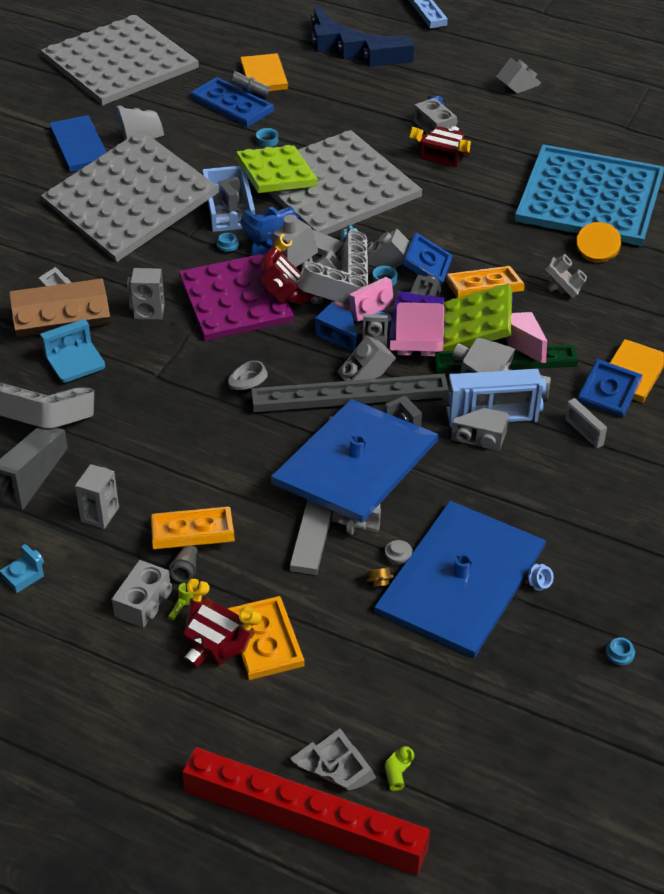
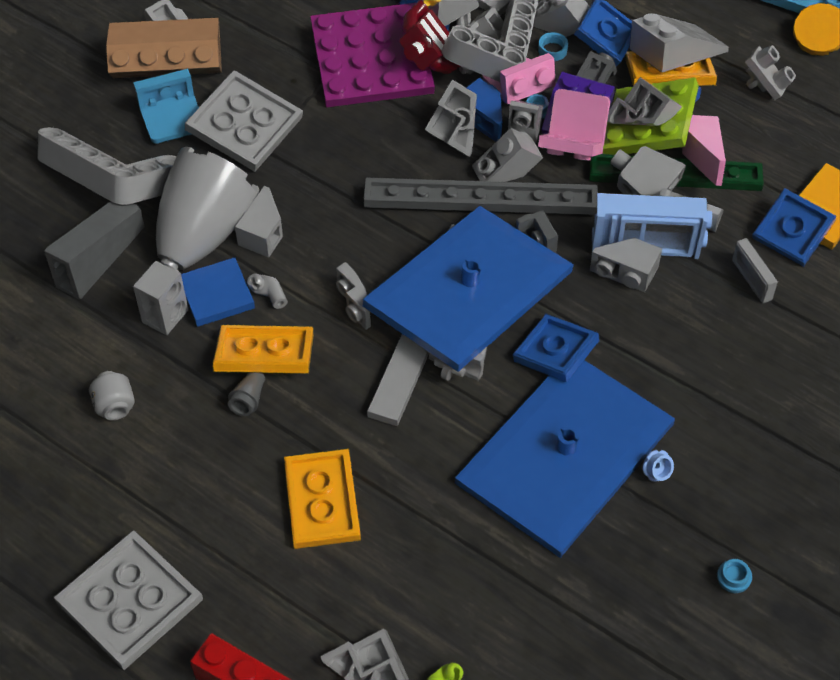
camera: 10 degrees right, 10 degrees up
(24, 570) = (66, 377): dark azure bracket -> none
(68, 578) = (111, 395): none -> light grey head
(115, 736) = (128, 599): none -> light grey plate
(117, 420) = (199, 207): none -> light grey cylinder
(138, 356) = (244, 120): none -> light grey plate
(141, 594) = (185, 422): light grey brick -> none
(143, 490) = (216, 292): none -> blue tile
(147, 293) = (266, 41): light grey brick -> none
(169, 434) = (260, 225): none -> light grey slope
(183, 599) = (239, 437): lime hand -> none
(185, 480) = (268, 287): none -> light grey arm
(215, 630) = (262, 484): dark red torso -> none
(248, 376) = (365, 161): light grey hat -> none
(259, 473) = (354, 291): none -> light grey slope
(317, 335) = (455, 118): none -> light grey slope
(379, 576) = (468, 440): pearl gold plate -> none
(398, 552) = (497, 410): light grey plate -> none
(437, 498) = (556, 347): none -> blue tile
(471, 308) = (643, 106): none -> light grey slope
(481, 263) = (672, 42): none -> light grey slope

